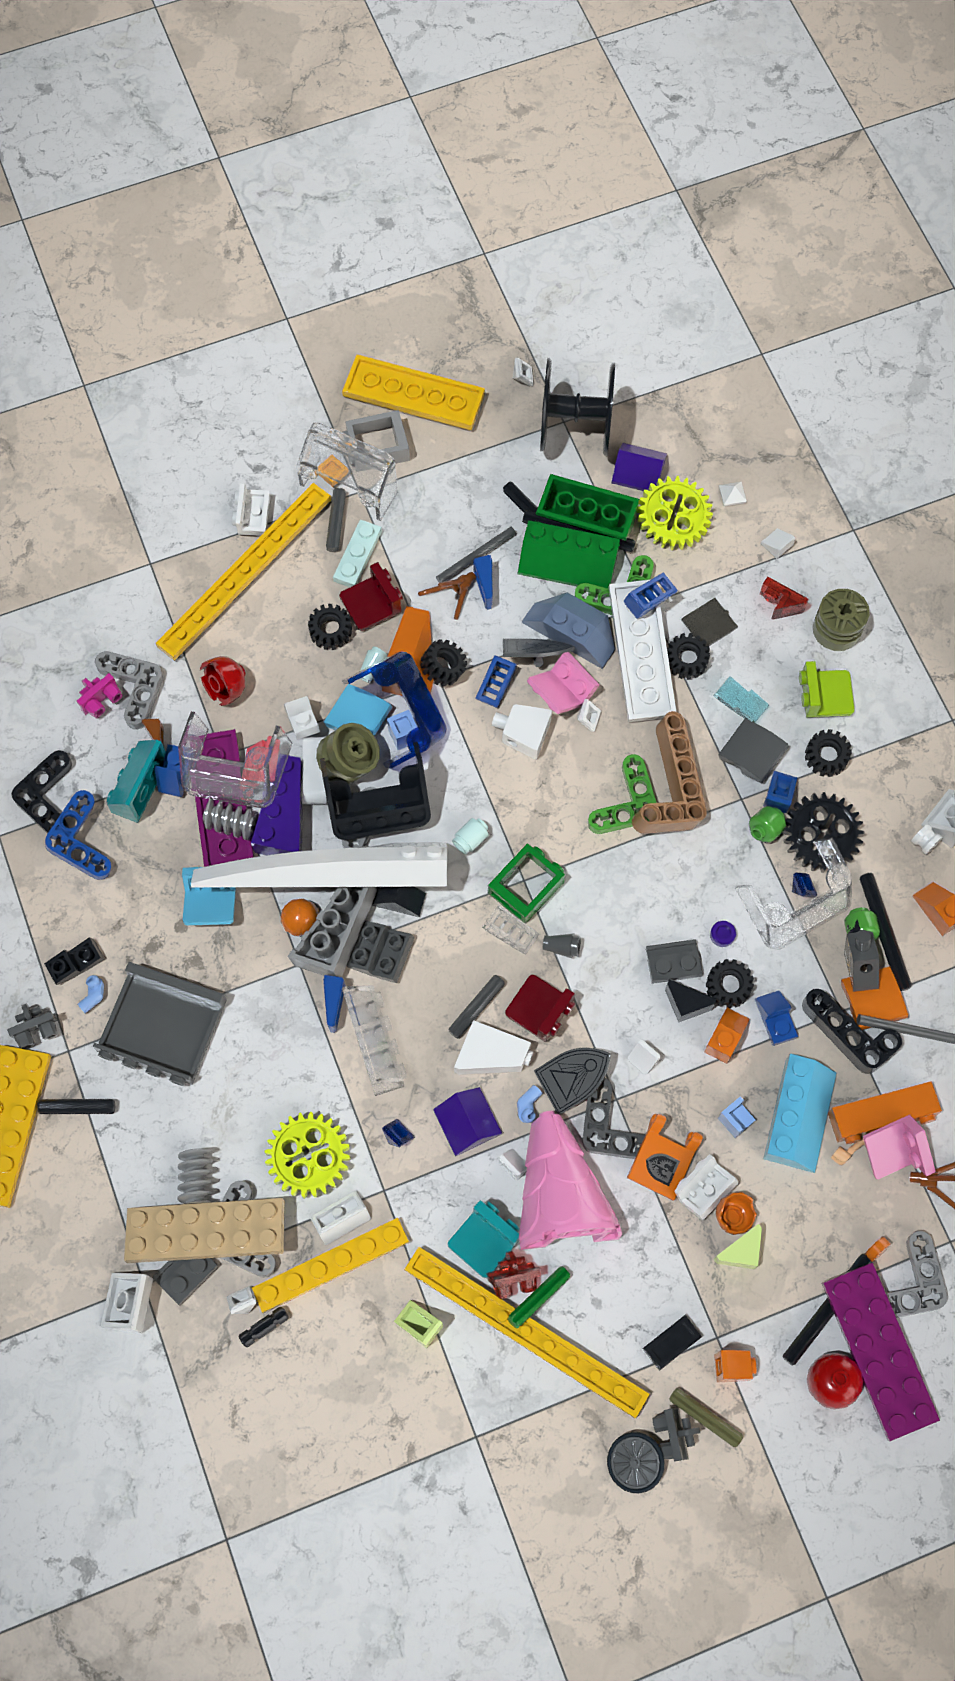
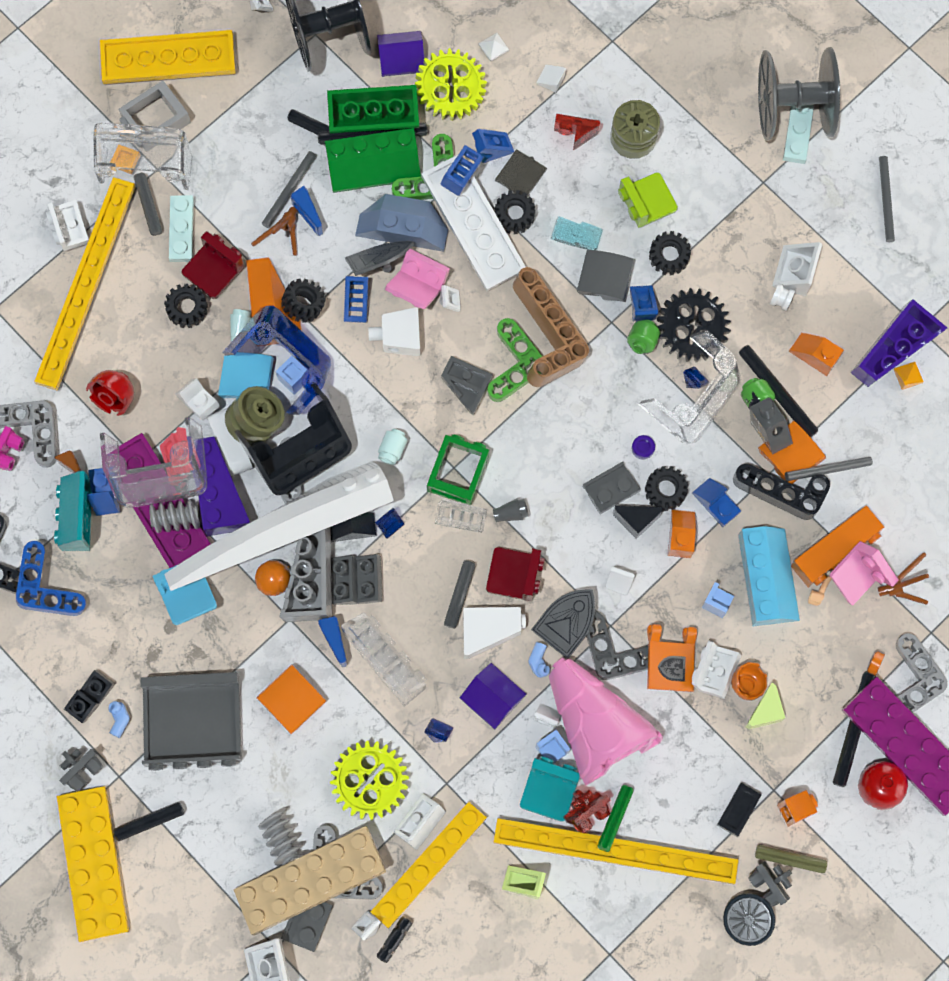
camera: 25 degrees left, 5 degrees up
(265, 1042) = (291, 699): none -> orange slope
(436, 909) = (389, 523): none -> clear blue slope
(505, 1197) = (553, 747): none -> light blue panel
(570, 802) = (466, 382): none -> dark grey wing
(692, 583) = (492, 144): none -> blue slope

